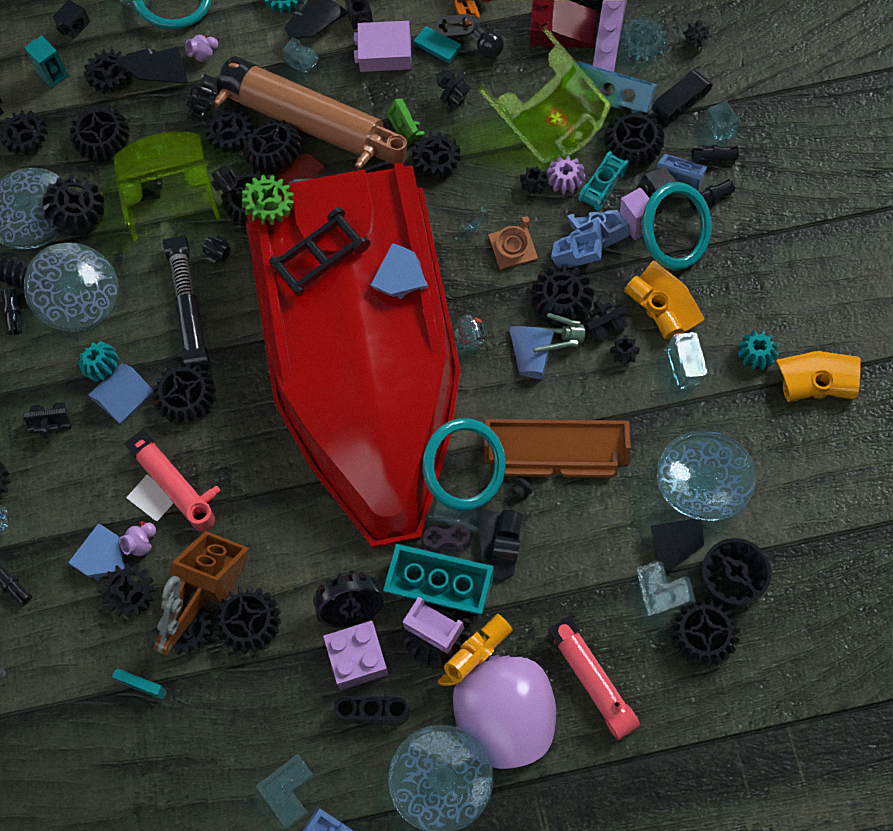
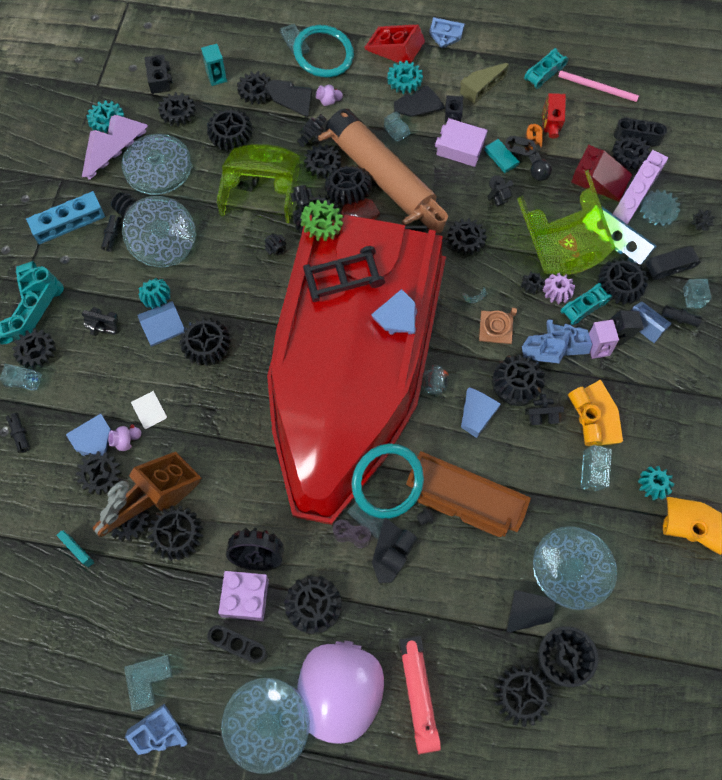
camera: 15 degrees right, 0 degrees up
(71, 19) = (245, 42): black brick -> none
(74, 216) = (187, 185): black gear -> none
(172, 482) = (167, 404): coral piece -> none
(186, 303) = (227, 310): black piece -> none
(402, 121) = (451, 203): bright green plate -> none
(432, 626) = (310, 599): lavender panel -> none
(439, 579) = (331, 564): teal slope -> none
(475, 650) = (334, 634): light orange panel -> none
(572, 333) = (514, 411): sand green plant -> none
(624, 343) = (552, 435): black gear -> none
(659, 594) = (499, 650): clear light blue plate -> none
(705, 221) = (609, 346): teal wedge -> none
(713, 193) = (666, 346): black pin -> none

